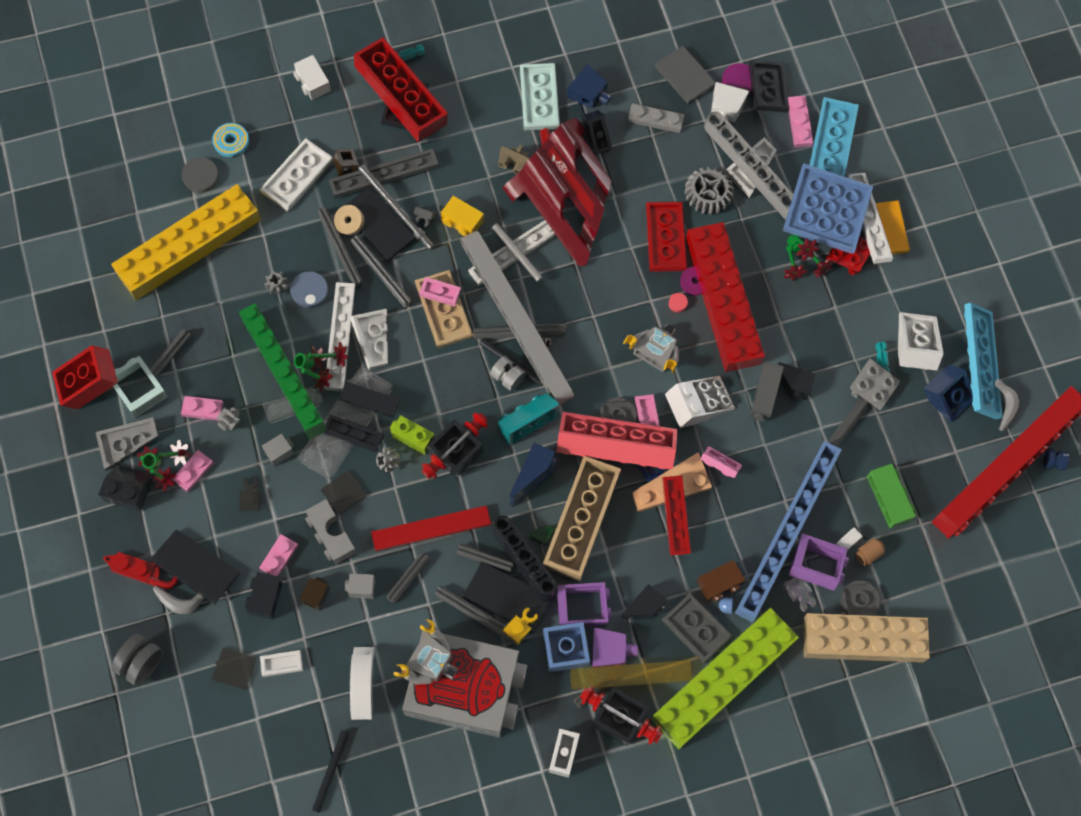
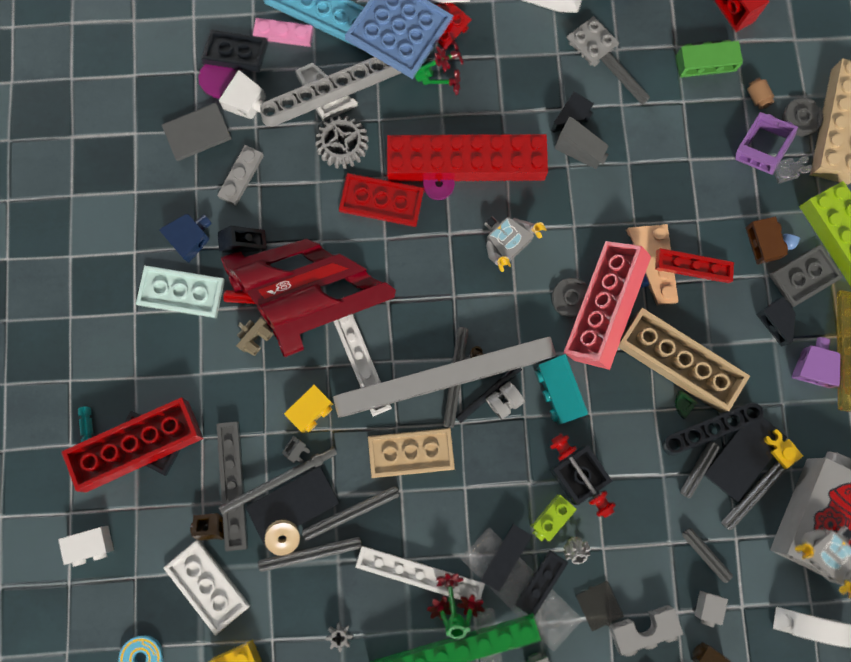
camera: 75 degrees left, 10 degrees up
(309, 289) = (354, 599): sand blue tile -> none
(371, 335) = (429, 539): white wing -> none
(431, 528) = (657, 520): red tile -> none
(440, 291) = (395, 453): bright pink plate -> none
(517, 252) = (366, 358): light grey bar -> none
(535, 471) = (626, 398): dark blue slope -> none
(566, 647) = (813, 408): medium blue brick -> none
(604, 592) = (787, 381): medium lavender window -> none
(647, 410) = (576, 267): bright pink plate -> none
(678, 302) = (459, 206): coral tile -> none
(699, 400) = (574, 213): white slope -> none
(721, 462) = (644, 208): bright pink plate -> none
(788, 532) = (731, 163): medium blue brick -> none
(849, 539) = (744, 111): white piece -> none
(882, 356) = (562, 26): teal axle -> none

